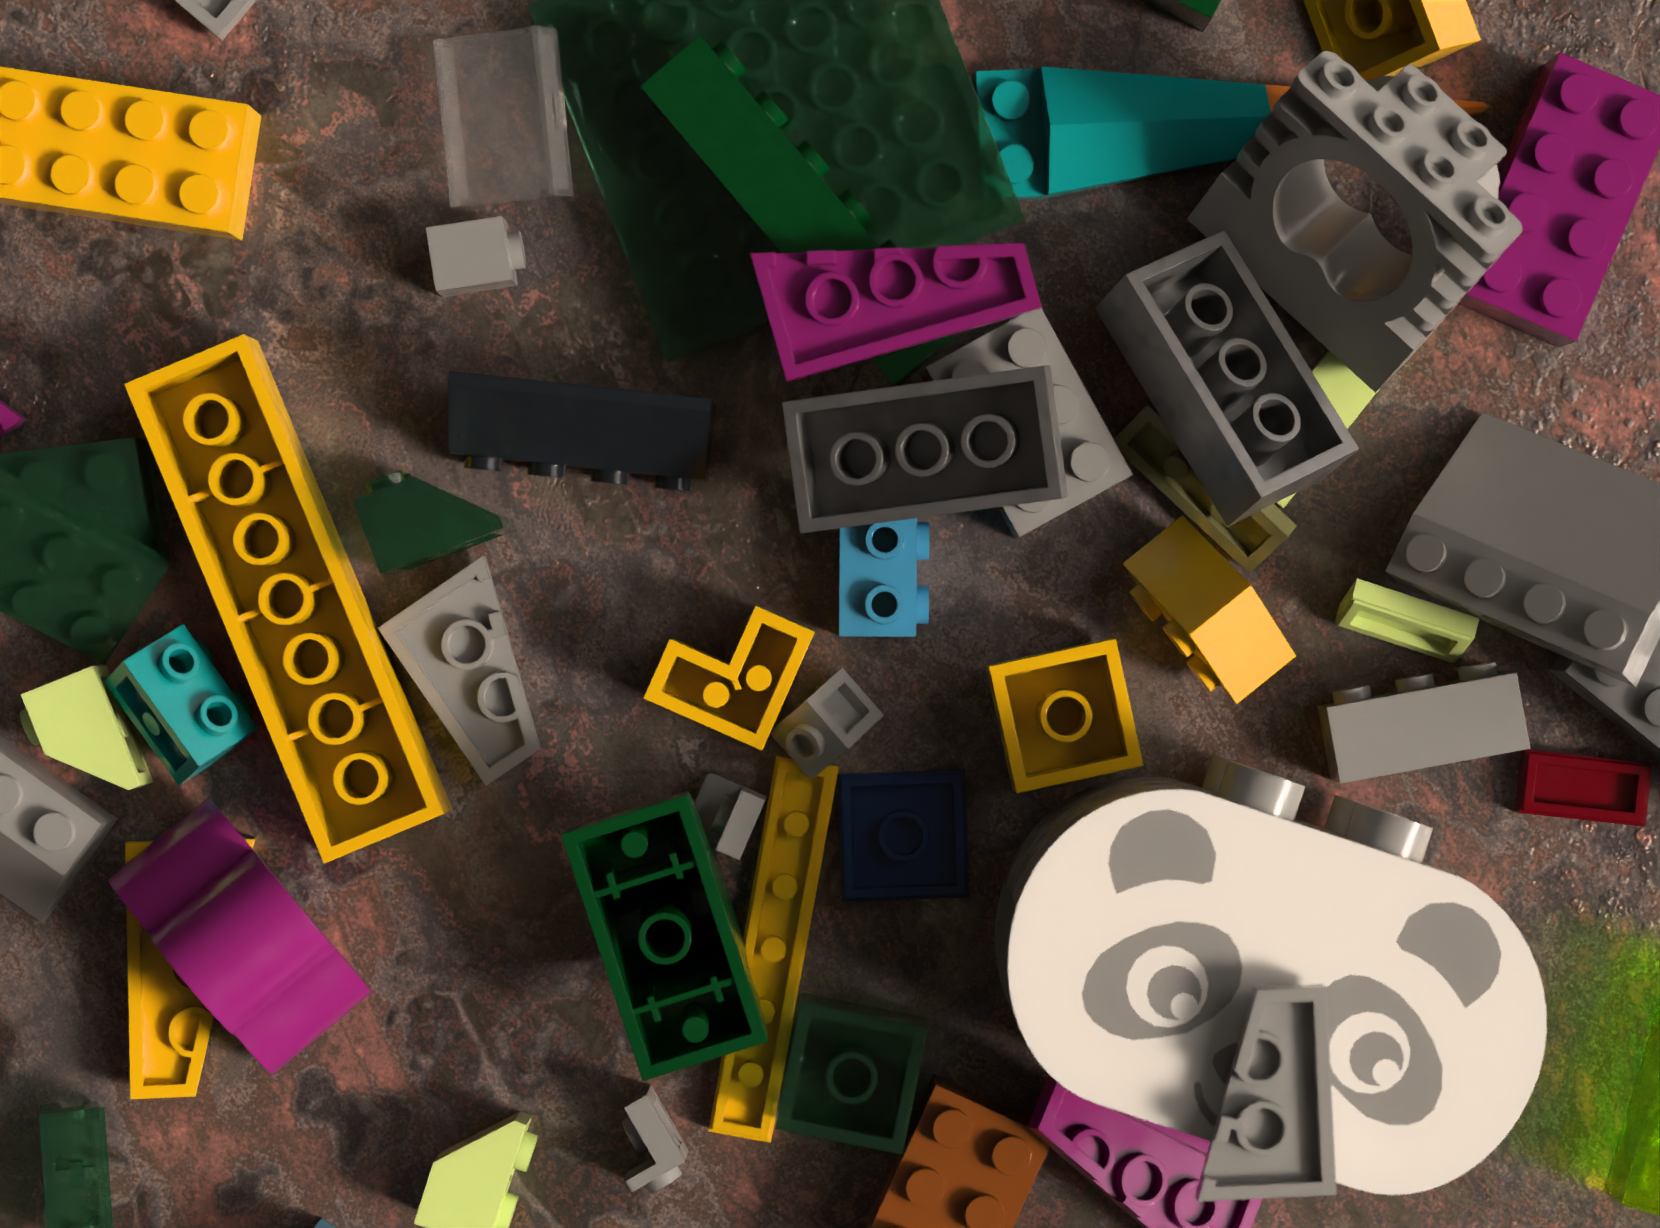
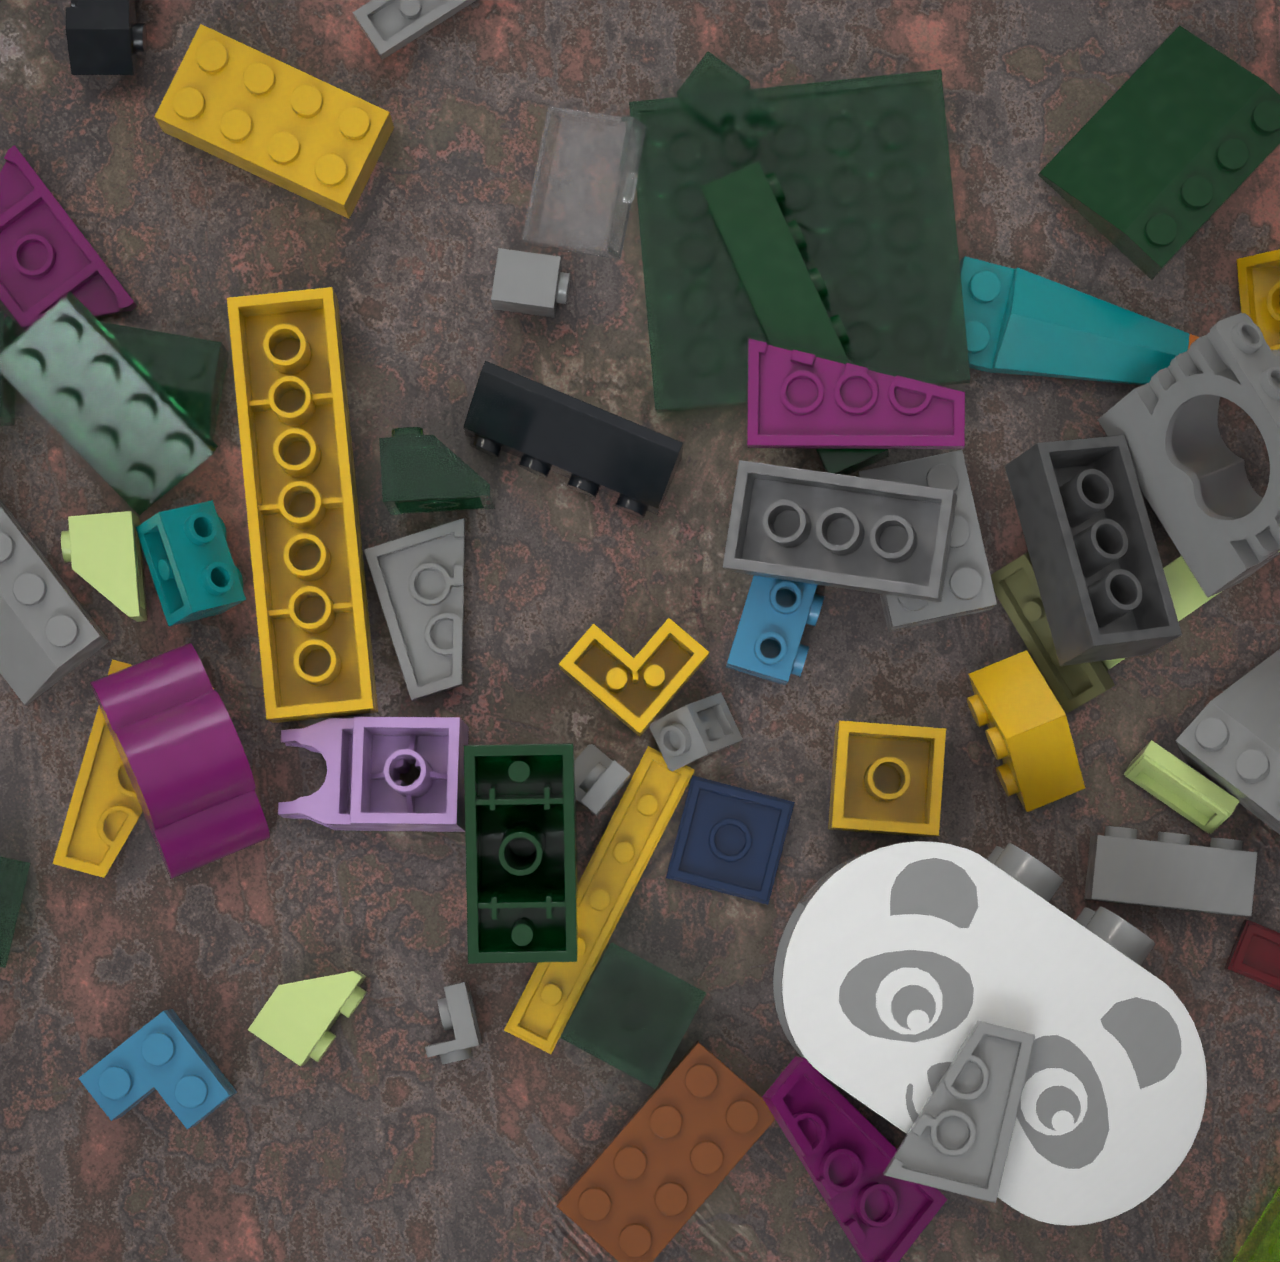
camera: 20 degrees right, 5 degrees down
(459, 886) = (365, 769): none -> lavender brick

